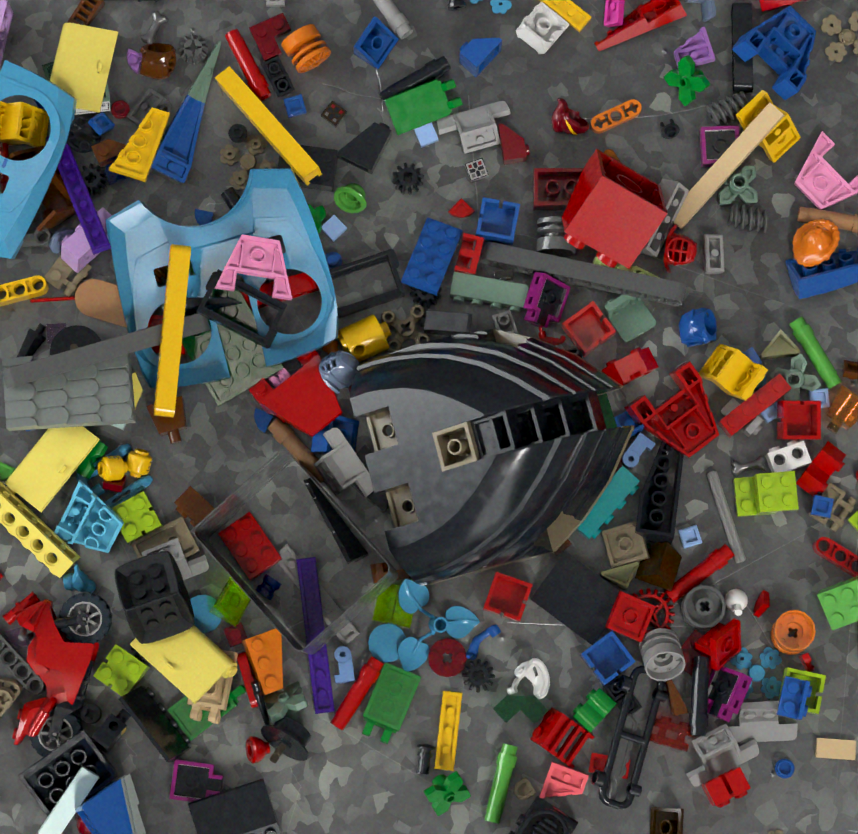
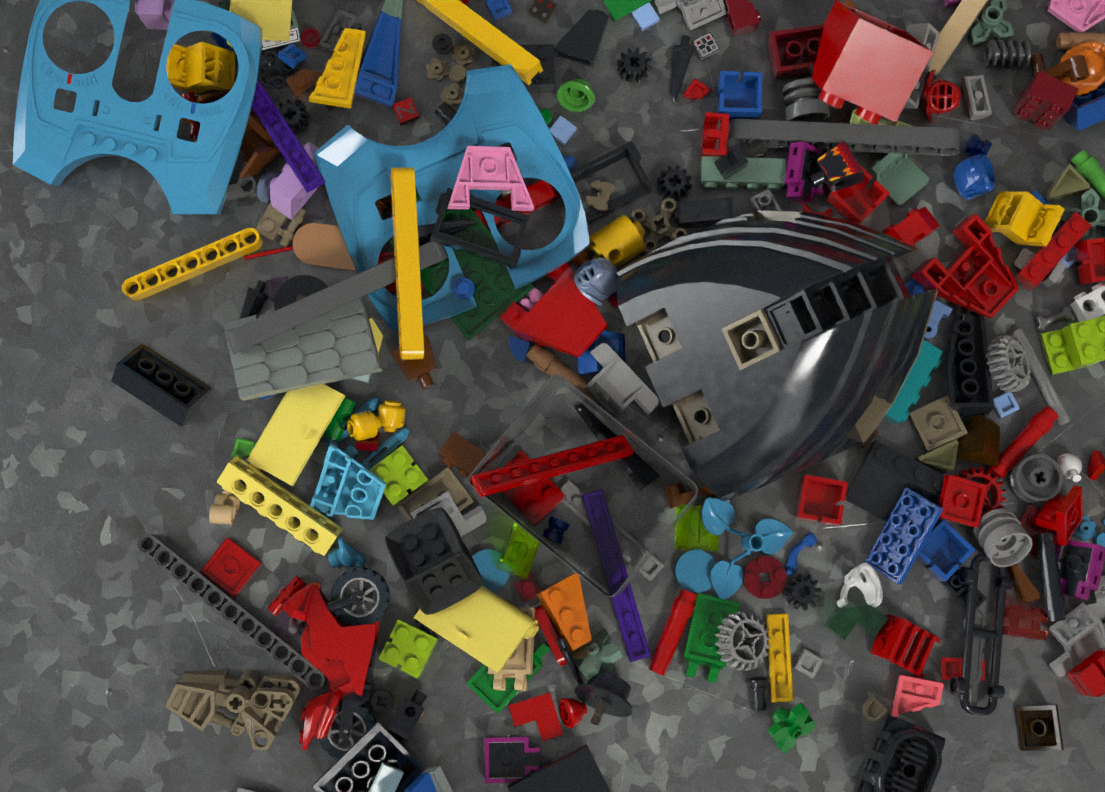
camera: 10 degrees left, 0 degrees up
(113, 177) = (315, 109): clear blue tile -> none
(155, 723) = (457, 701): black slope -> none
(195, 189) = (405, 111): none -> red tile
(203, 217) = (418, 137): blue tile -> none
(220, 359) = (463, 288): none -> blue plate
(229, 743) = (540, 709): none -> red tile
(271, 529) = (551, 465): none -> red tile
(345, 663) = (651, 594): medium blue leg -> none
(360, 294) = (605, 190): none -> dark tan piece
(422, 721) = (751, 647): none -> light grey gear
(431, 256) = (674, 144): blue plate -> none
(451, 180) = (681, 58): none -> black bar
(473, 740) = (808, 663): none -> light grey tile
(478, 282) = (731, 162): none -> black panel
(505, 763) = (848, 703): bright green piece -> none
(571, 302) = (837, 169): none -> black torso
(574, 639) = (904, 535): none -> blue tile
(594, 710) = (936, 609): green brick -> none
(696, 500) = (1008, 363): none -> light grey gear
(706, 299) = (977, 146): none -> clear blue wheel
(769, 268) = (1044, 101): none -> dark red brick
(800, 242) = (1074, 67): none -> reddish brown beam

